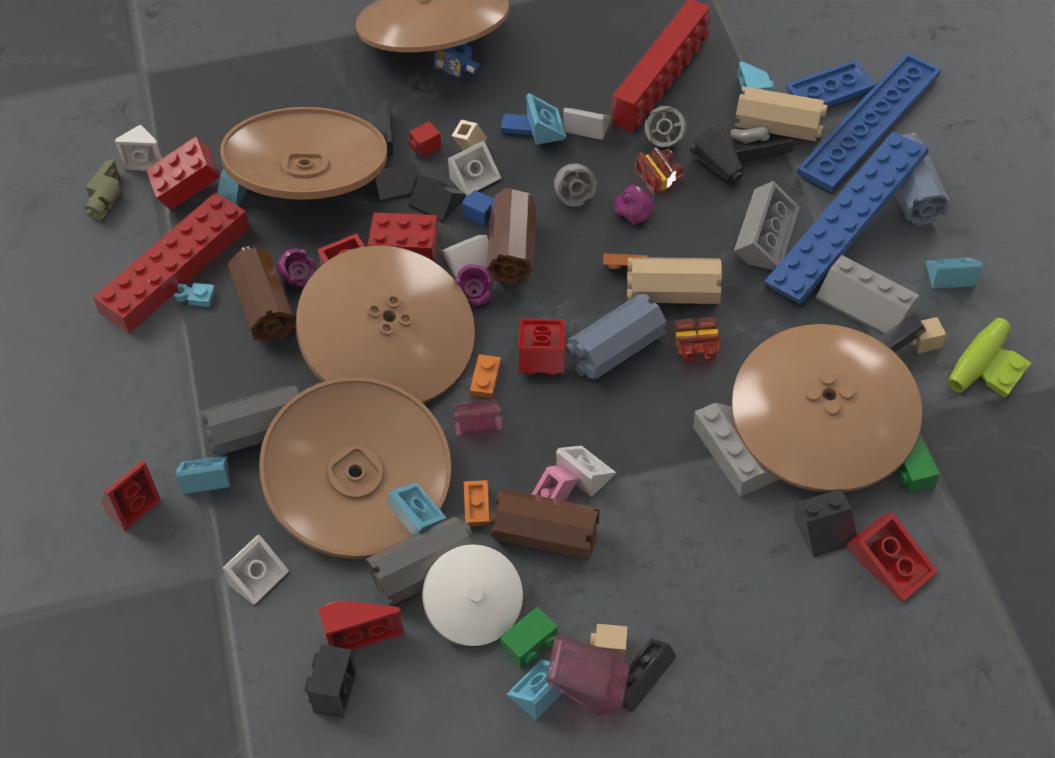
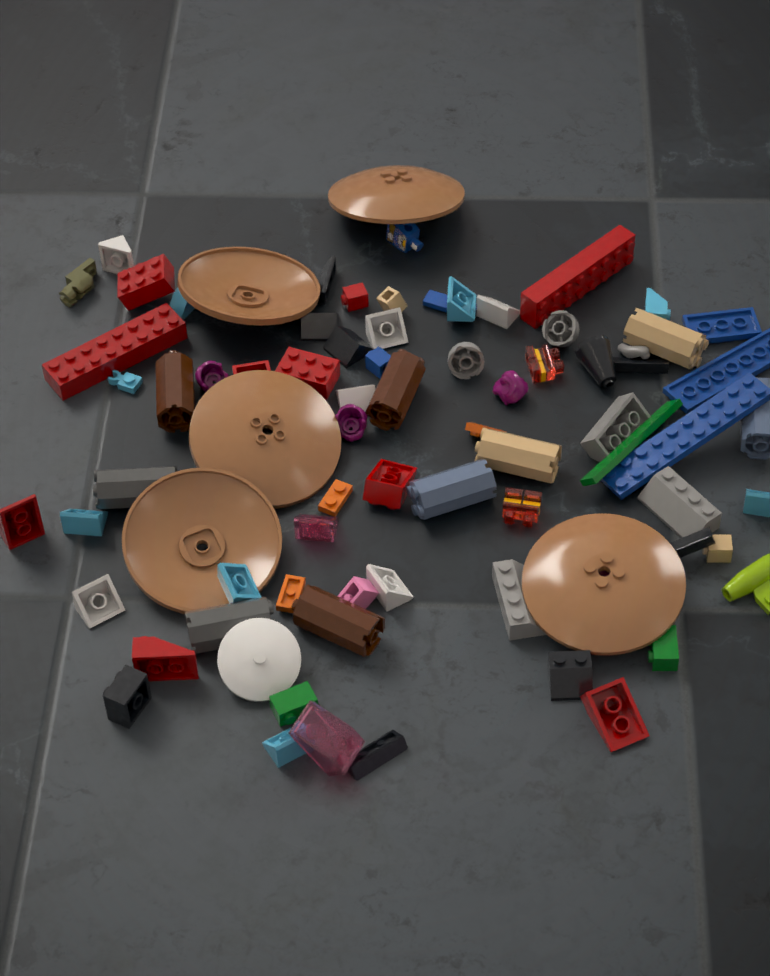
camera: 15 degrees right, 5 degrees down
(611, 638) = (360, 720): tan brick -> none
(788, 238) = (631, 442): none -> green tile

